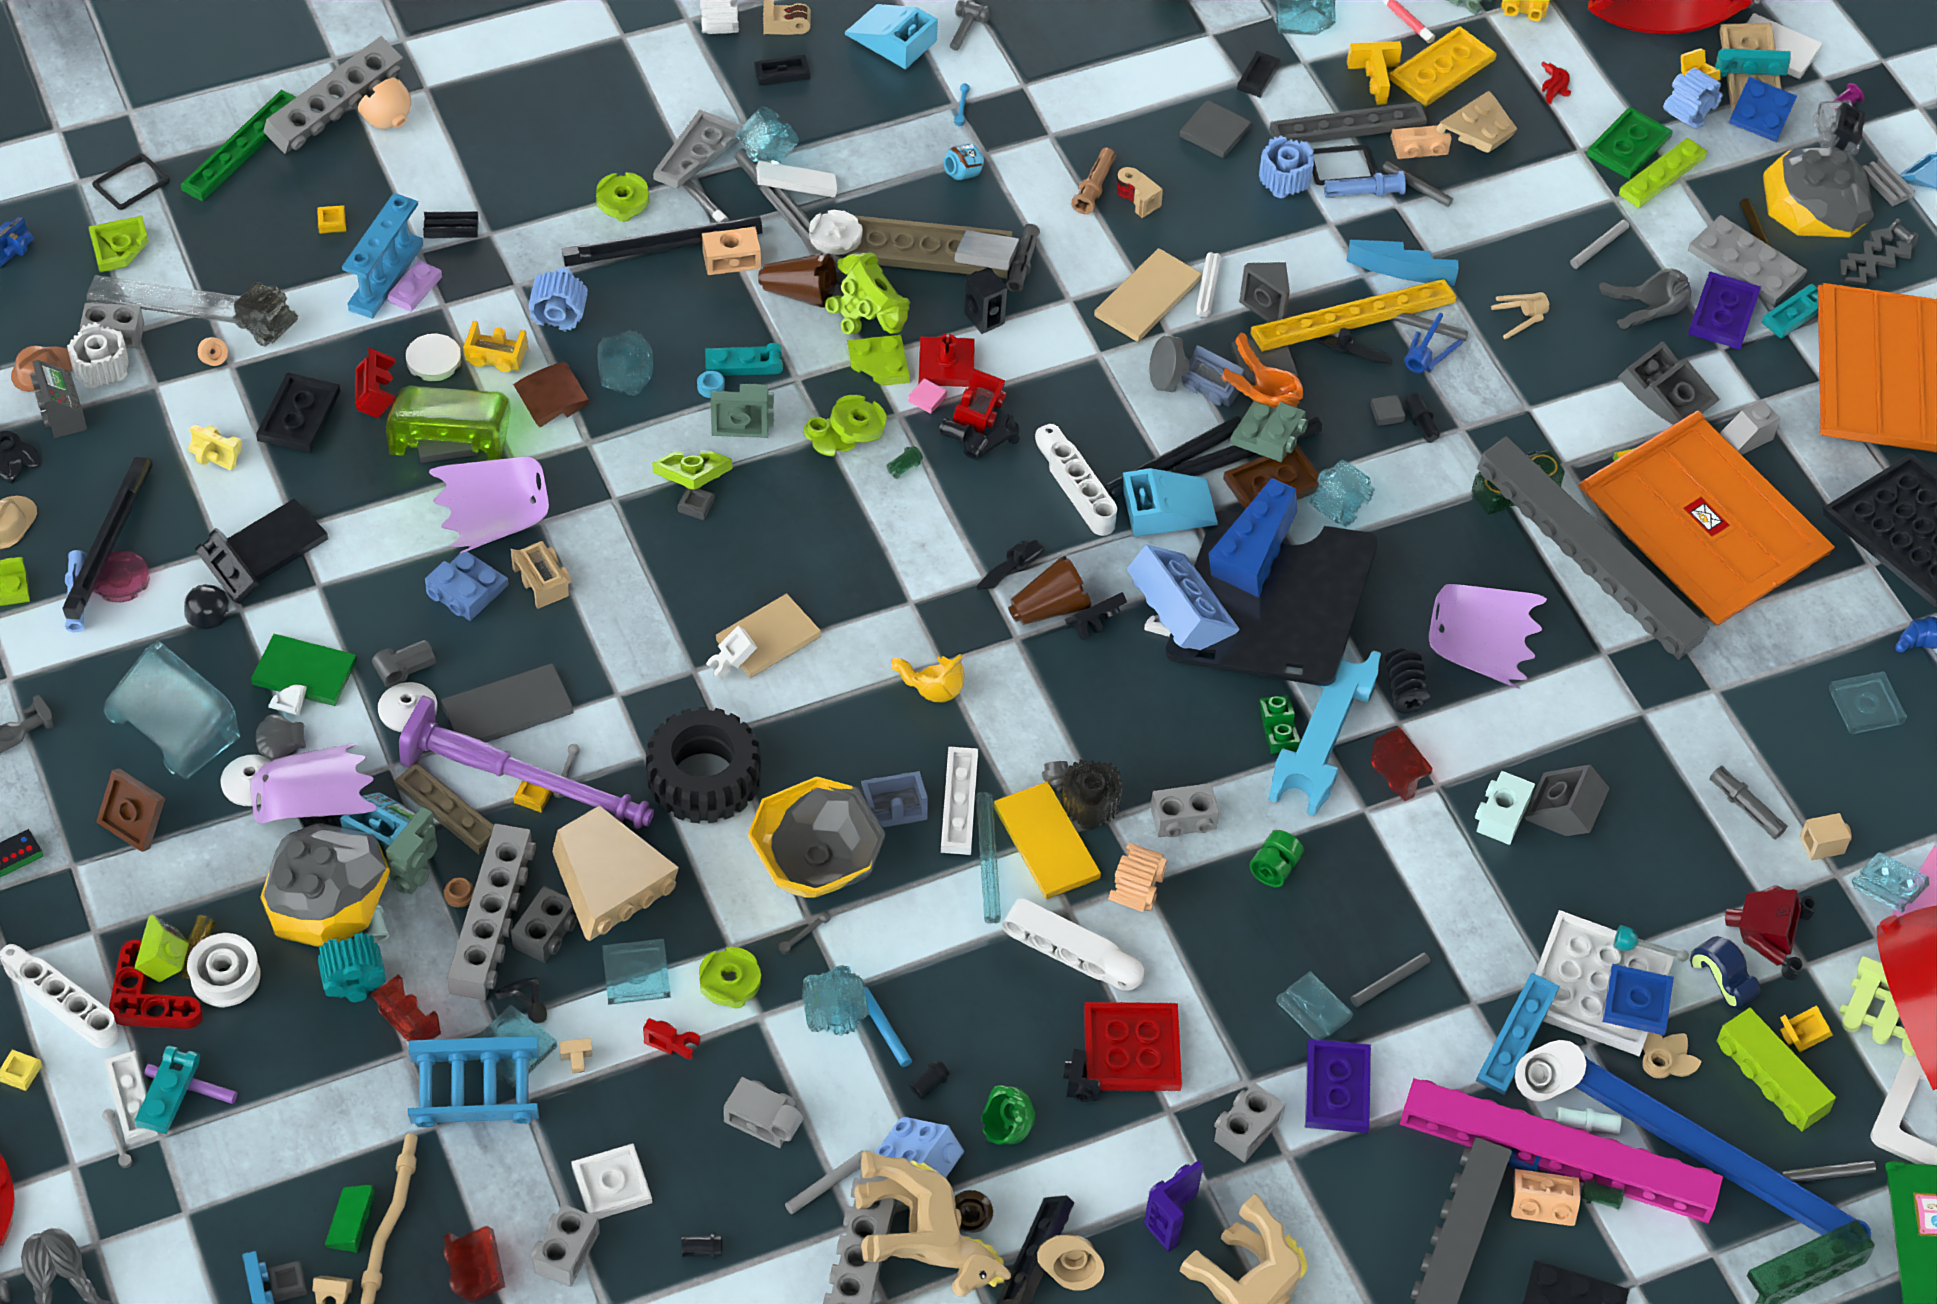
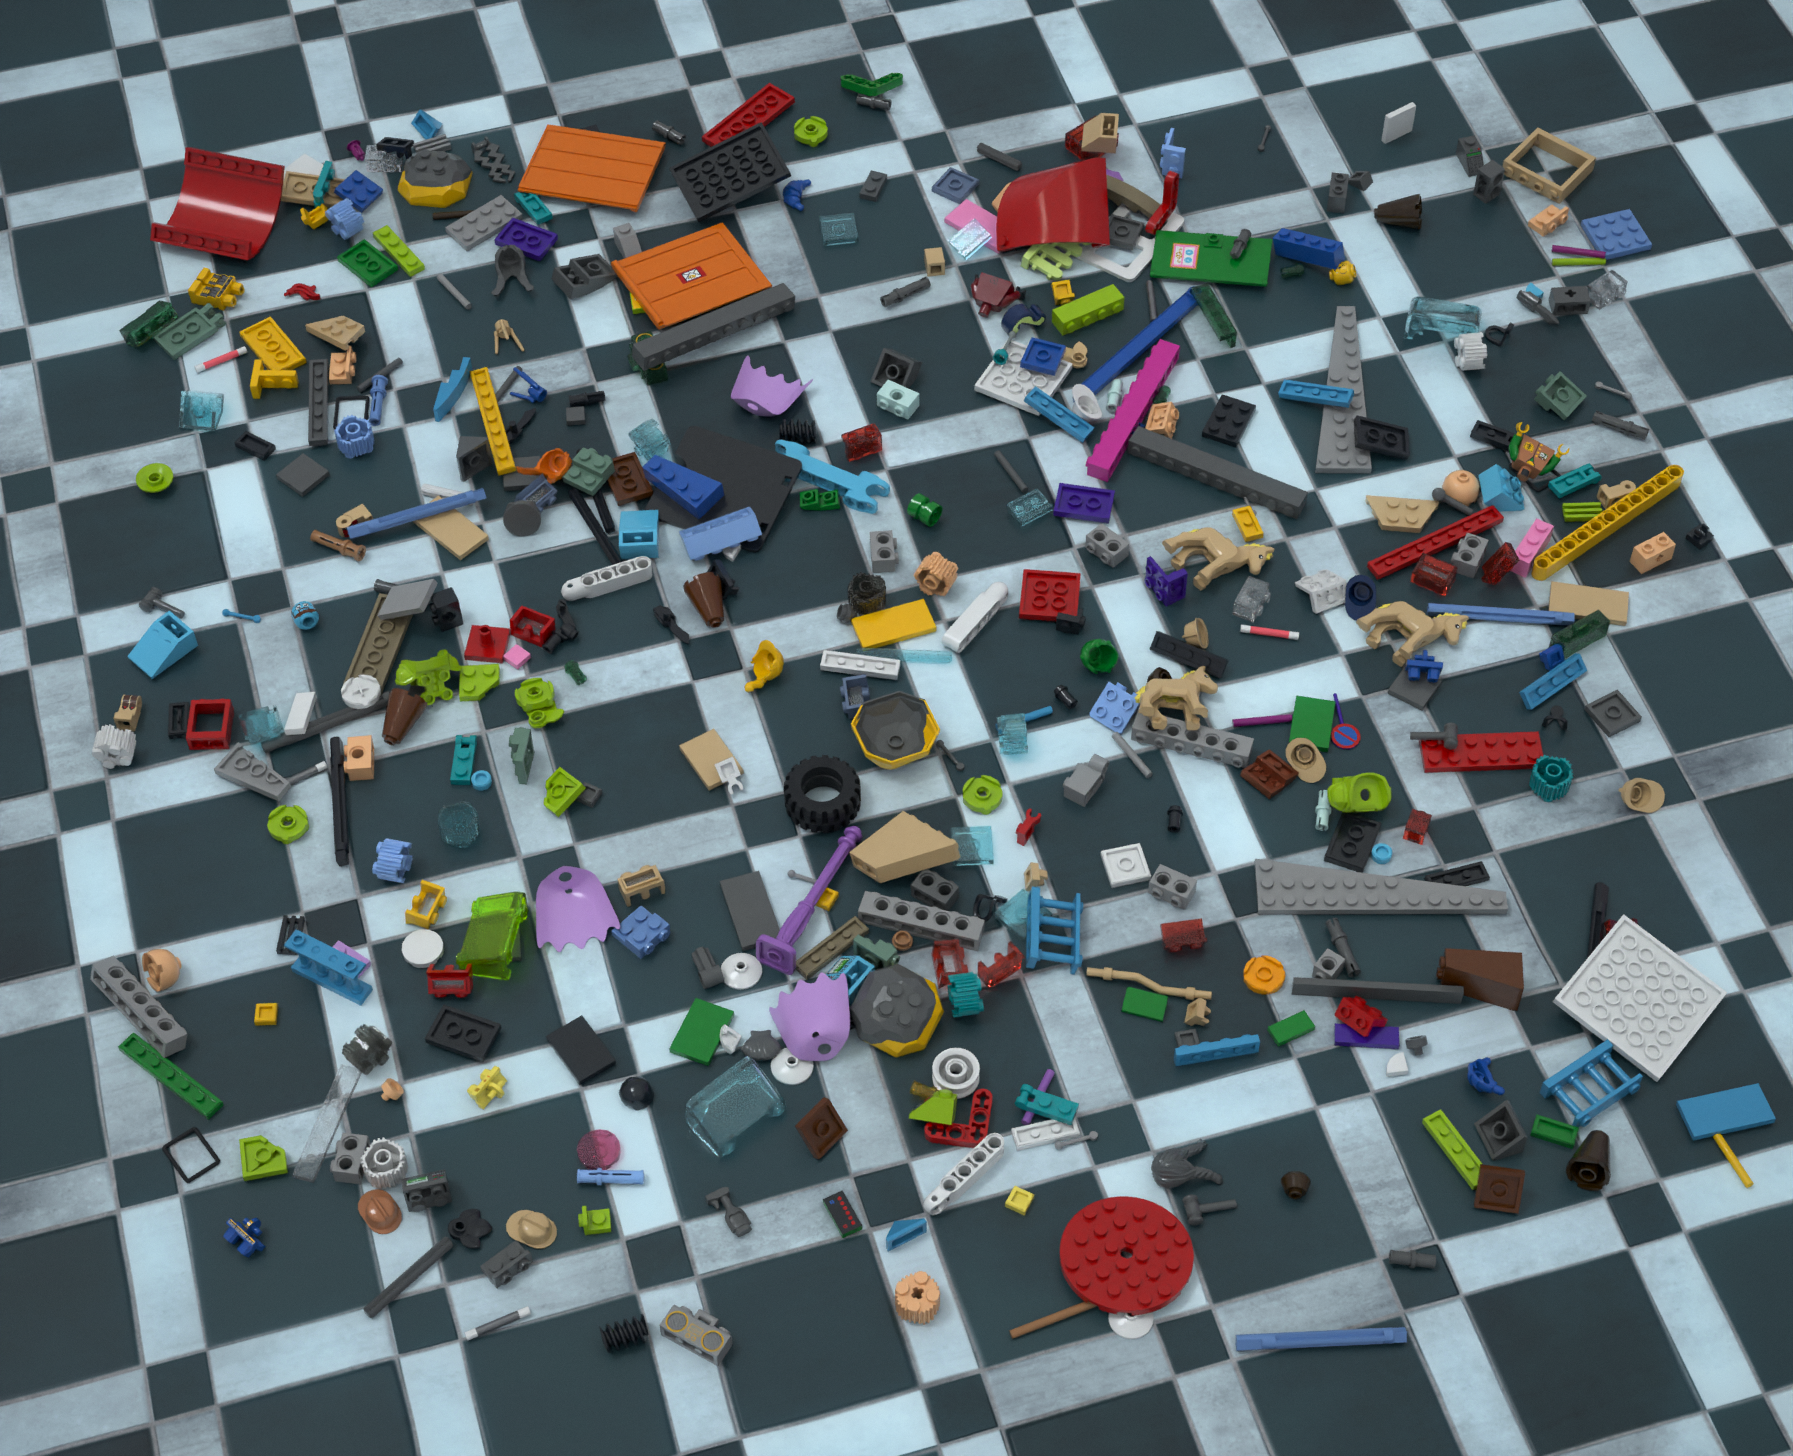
camera: 80 degrees left, 0 degrees up
(106, 538) = (566, 1153): black piece -> none
(227, 566) = (604, 1076): plate -> none
(416, 952) = (947, 960): none -> clear red window
(551, 393) = (474, 874): copper slope -> none
(774, 79) = (217, 739): none -> red window
(1158, 250) = (415, 513): none -> medium blue piece

